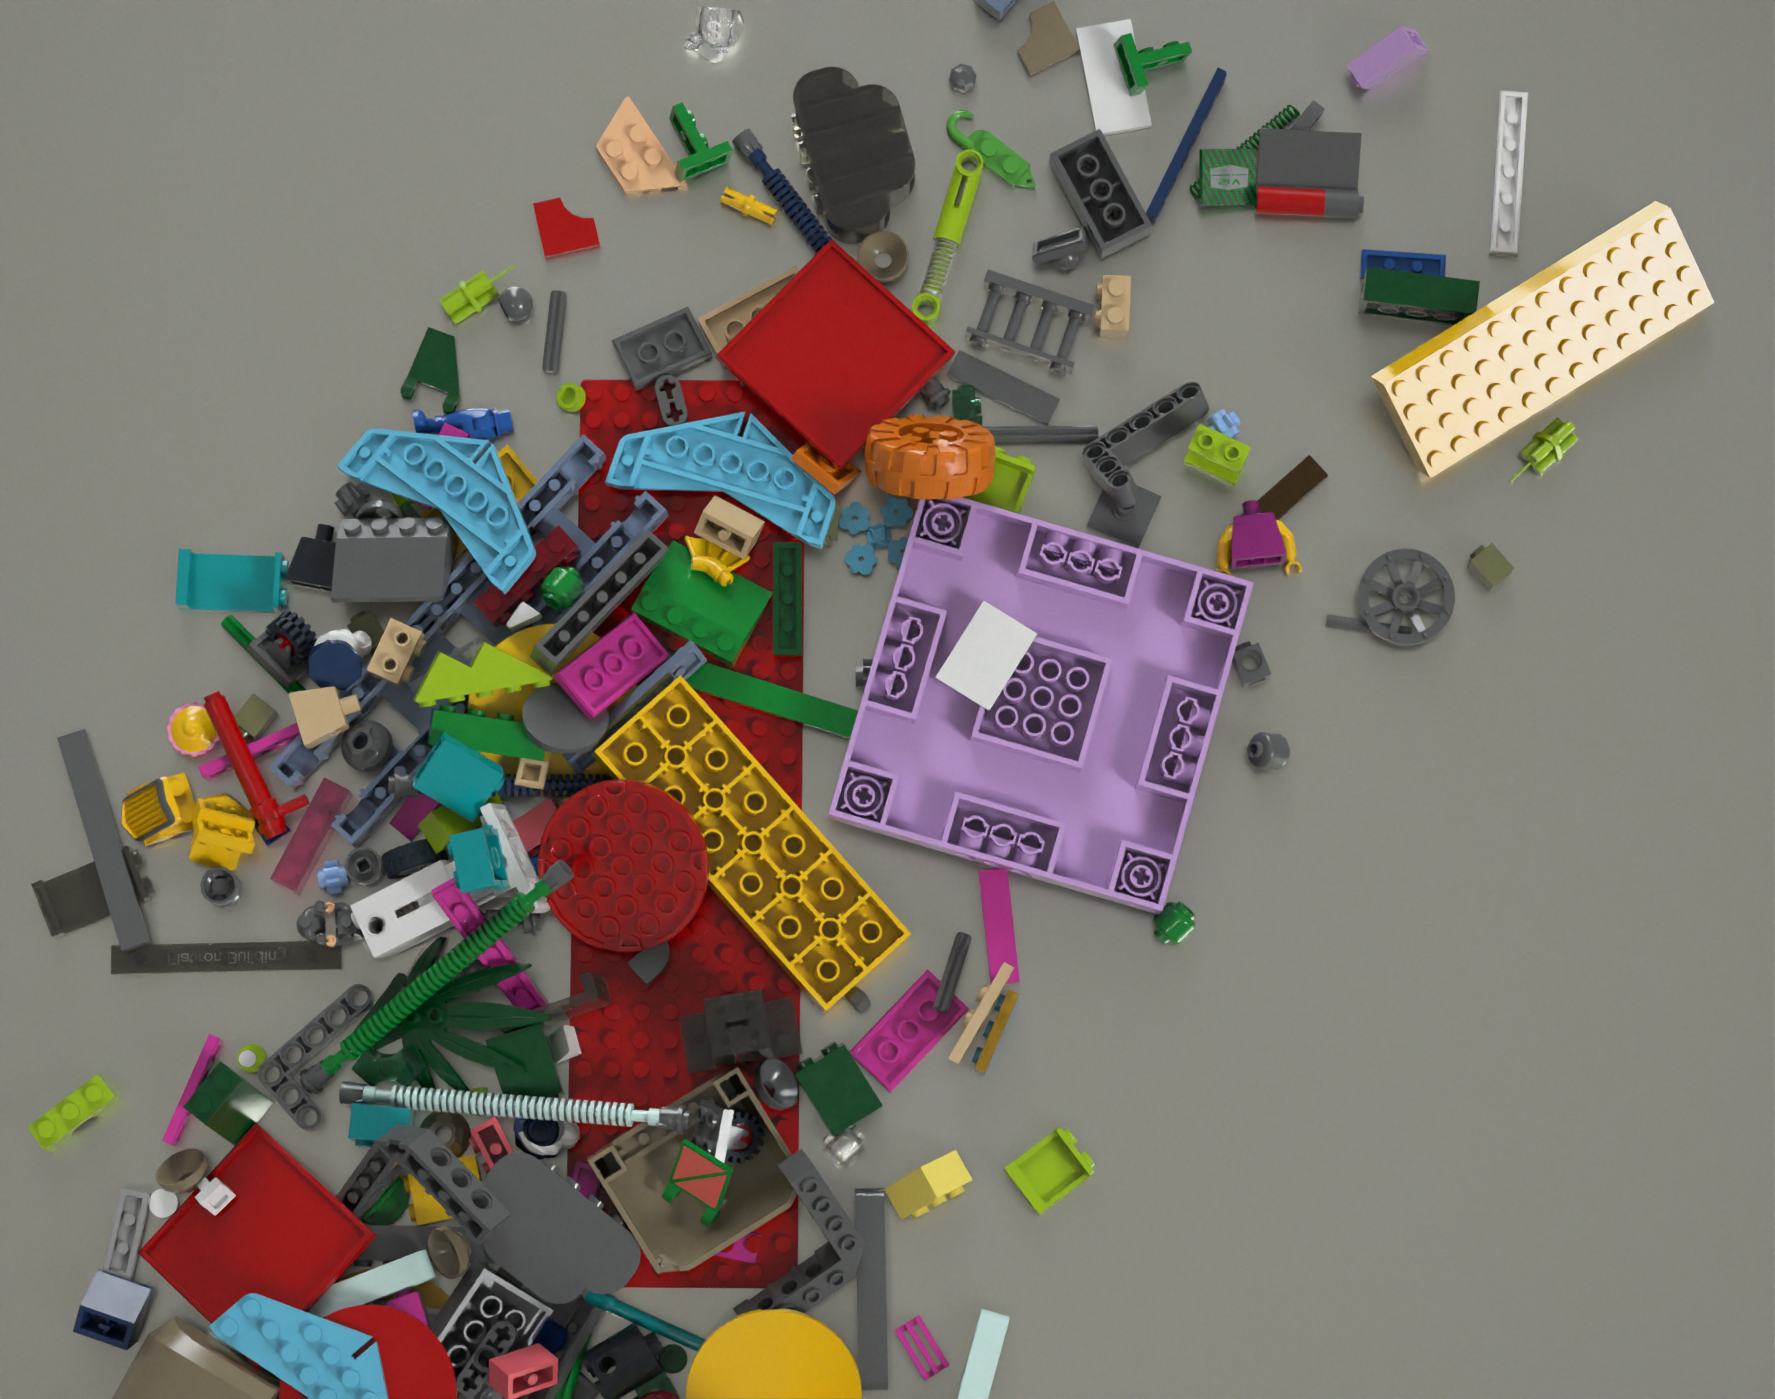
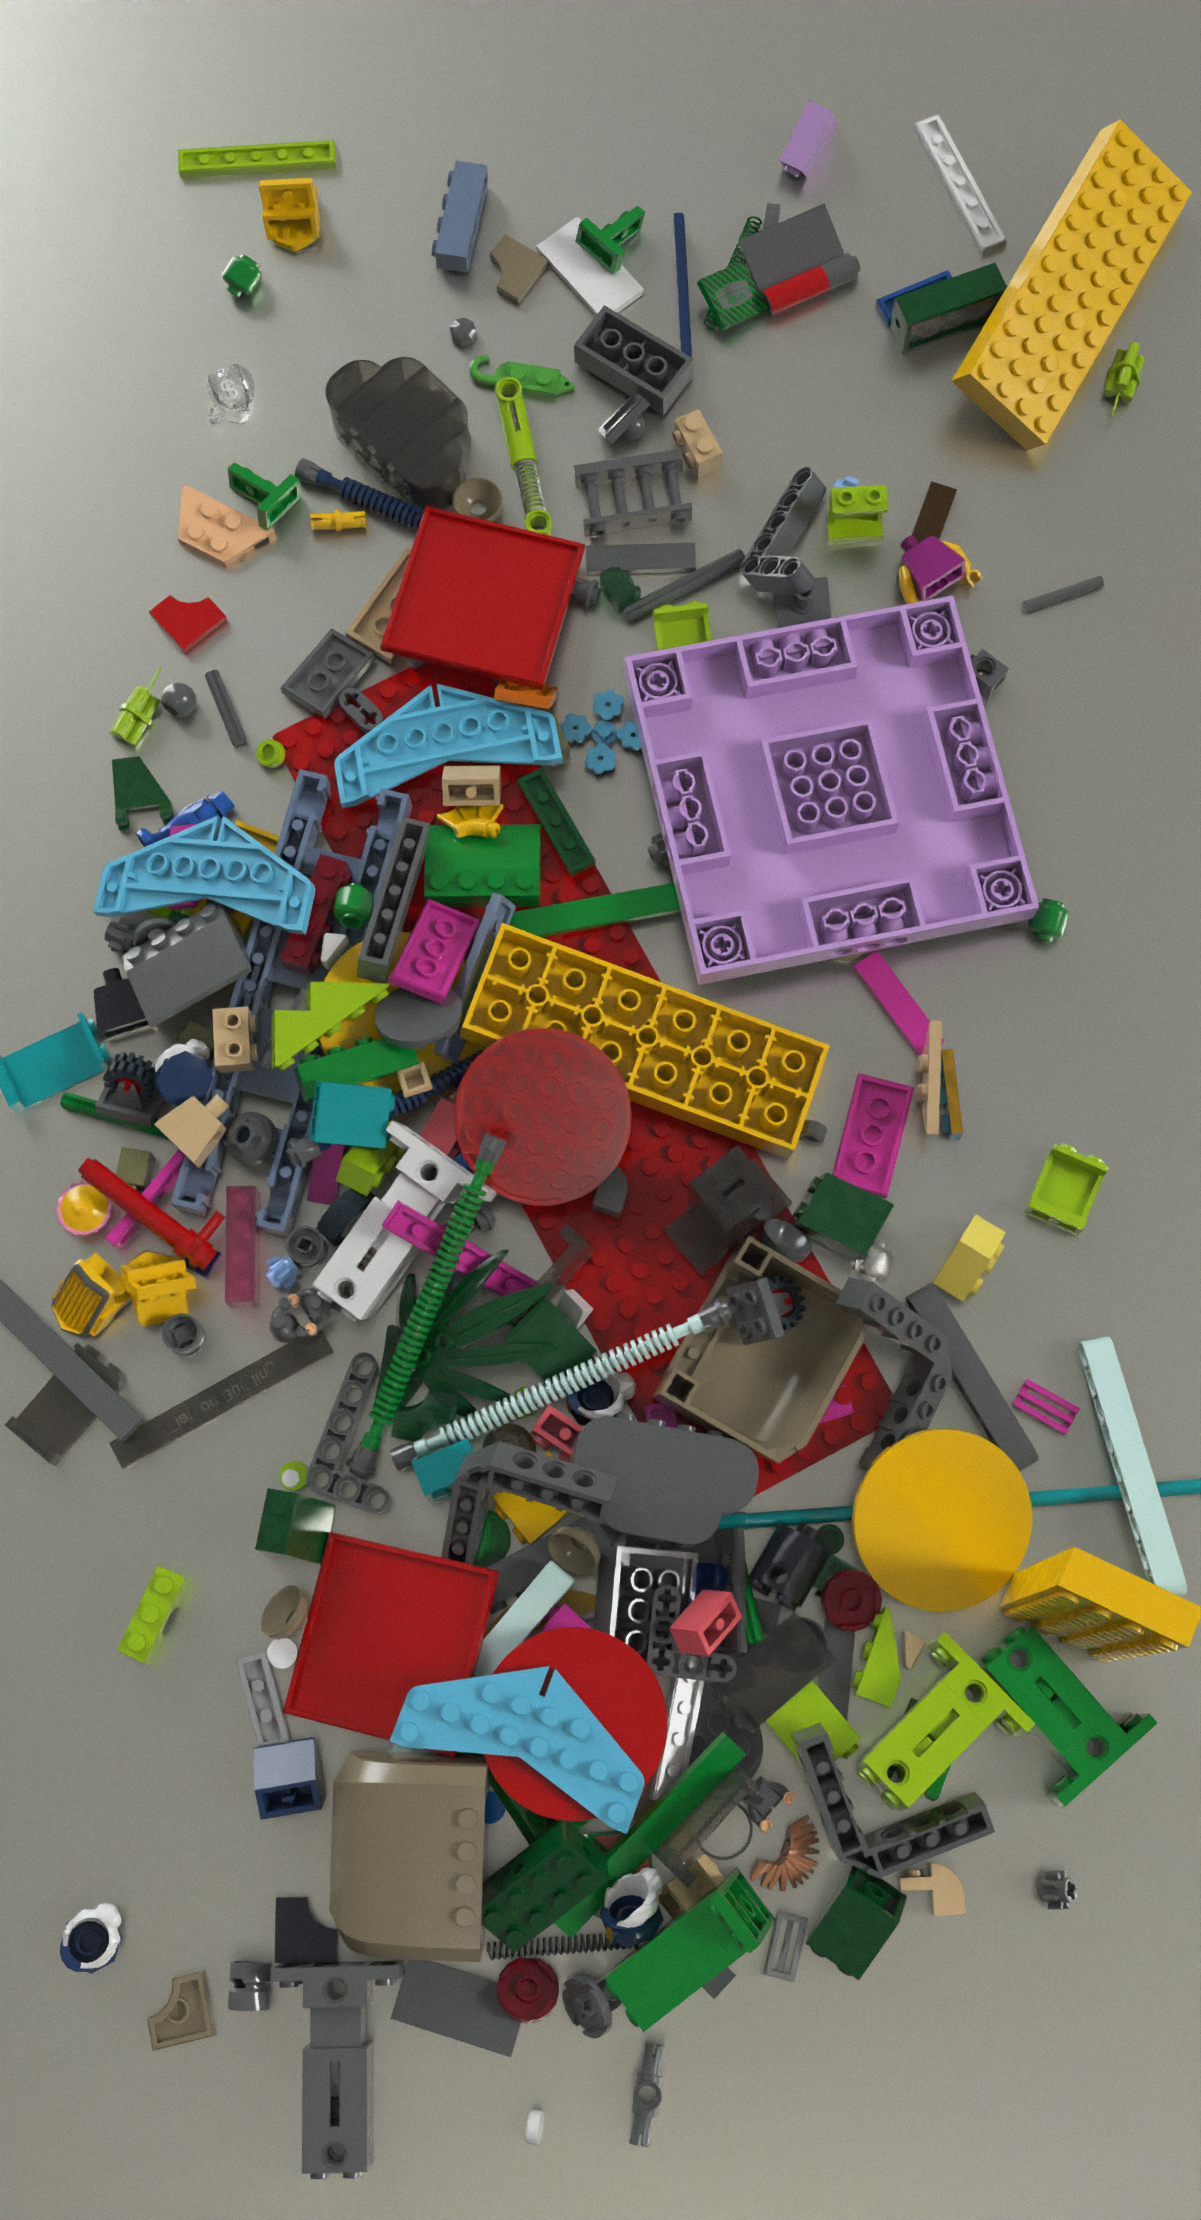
camera: 25 degrees left, 5 degrees down
(197, 1077) = (253, 1519): dark pink tile -> none
(214, 1195) = (326, 1618): white tile -> none
(478, 860) = (410, 1173): teal brick -> none
(701, 1178) = (768, 1356): flag -> none
(930, 457) = (616, 631): orange wheel -> none
(952, 973) = (882, 1063): dark grey axle -> none
(986, 655) = (761, 770): white sticker -> none
(1268, 751) = (1043, 734): dark grey head -> none
(1408, 589) = (1082, 547): dark grey wheel -> none
(1489, 566) = (1135, 492): olive brick -> none

